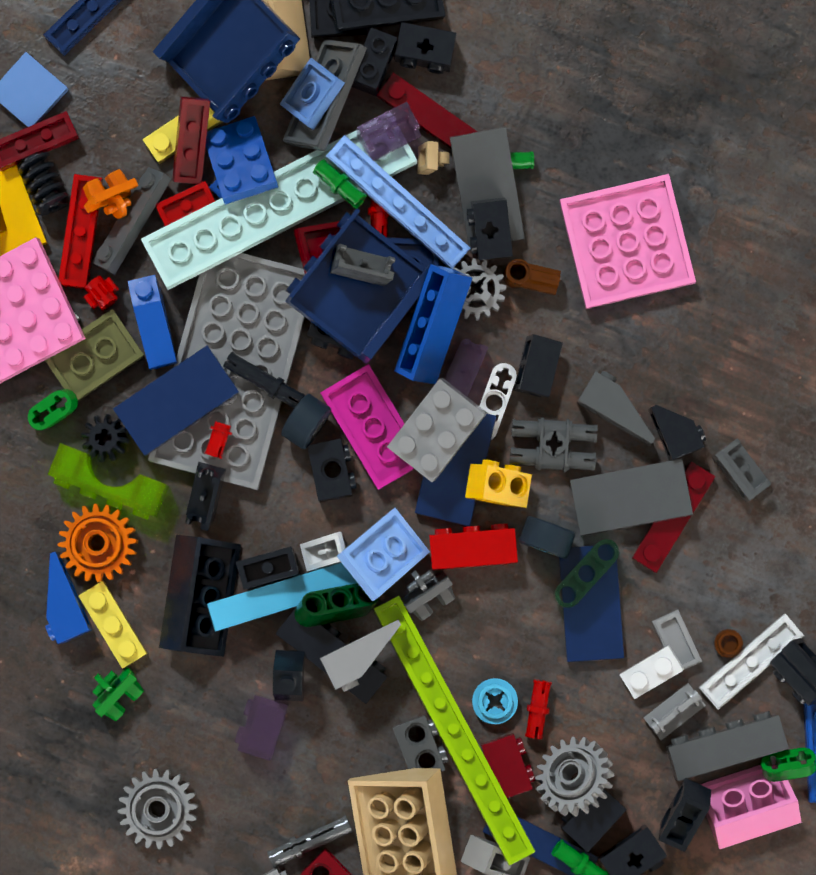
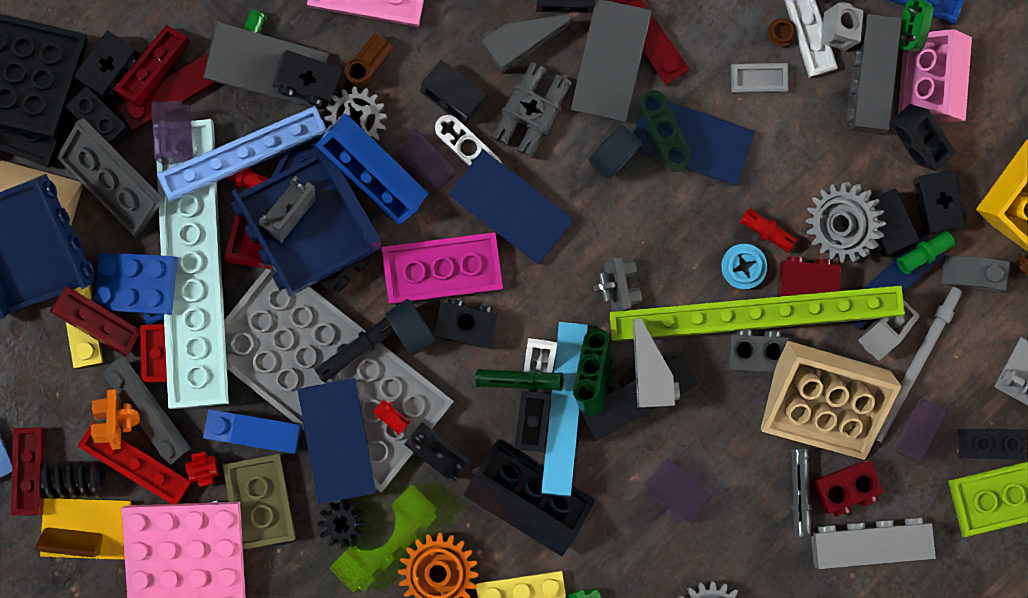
camera: 70 degrees left, 0 degrees up
(49, 404) = (299, 560): green beam -> none
(288, 675) = (640, 444): black slope -> none
(305, 550) = (529, 380): none -> dark green pin
(312, 93) = (103, 188): medium blue tile -> none
(339, 184) = (200, 199): green pin -> none
(383, 554) = (566, 308): light blue plate -> none
(430, 159) = (214, 106): tan tile -> none
(437, 429) = (473, 207): light grey brick -> none
(442, 87) = (152, 65): none -> dark red plate
(473, 547) = (594, 224): red brick -> none
(498, 485) = (547, 175): yellow brick -> none
(651, 671) = (778, 112): white plate -> none
(674, 711) = (822, 107): light grey hinge -> none
(747, 692) = (842, 26): none -> light grey brick

